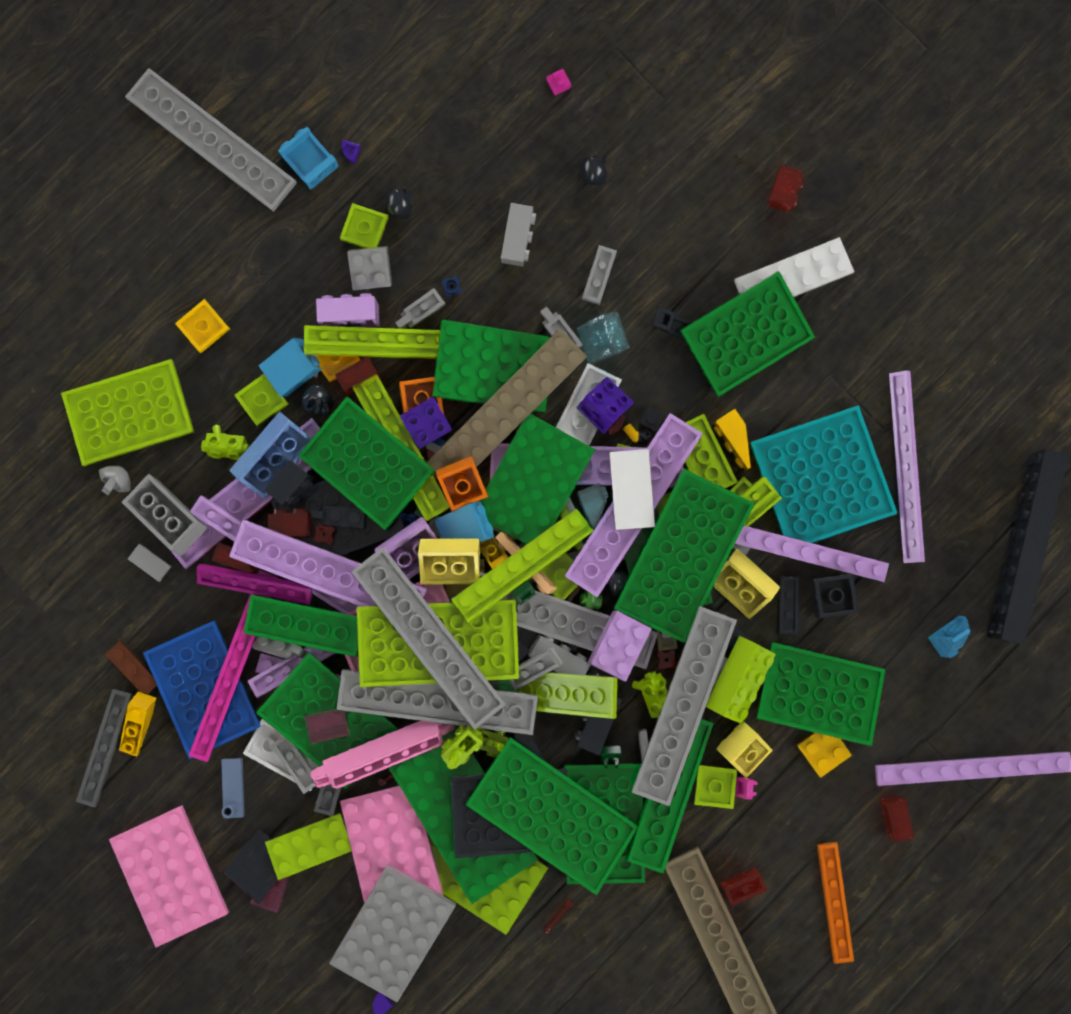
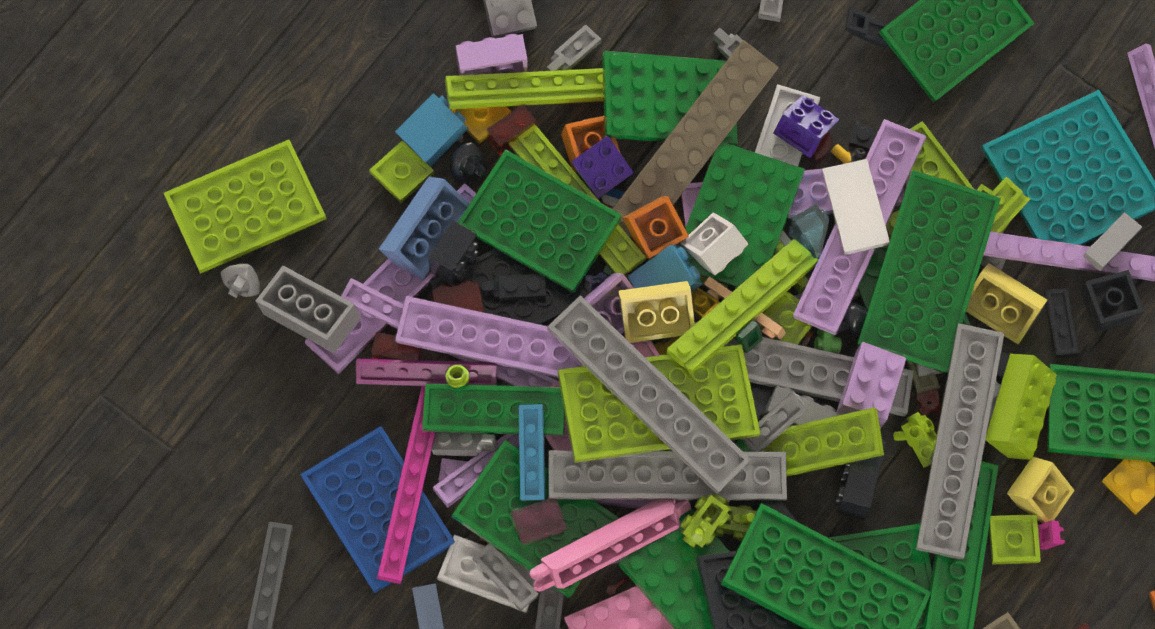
camera: 10 degrees left, 15 degrees down
(132, 668) = (288, 497): copper plate -> none
(136, 723) = (303, 560): yellow slope -> none
(149, 562) = (292, 372): light grey tile -> none
(202, 326) = (320, 100): yellow plate -> none
(223, 445) = (366, 226): lime brick -> none
(274, 589) = (454, 371): none -> lime plate
(320, 529) = (504, 303): clear red plate -> none
(327, 670) = (531, 452): none -> dark azure plate
(451, 281) = (606, 15): dark blue plate -> none
(508, 505) = (714, 243): none -> white slope
(603, 337) = (792, 52): clear light blue slope -> none
(609, 754) = (882, 517): dark green tile -> none
(643, 742) = (918, 498): light grey tile -> none
(734, 433) = (961, 139): yellow slope -> none
(843, 545) = (1112, 241): none -> light grey tile

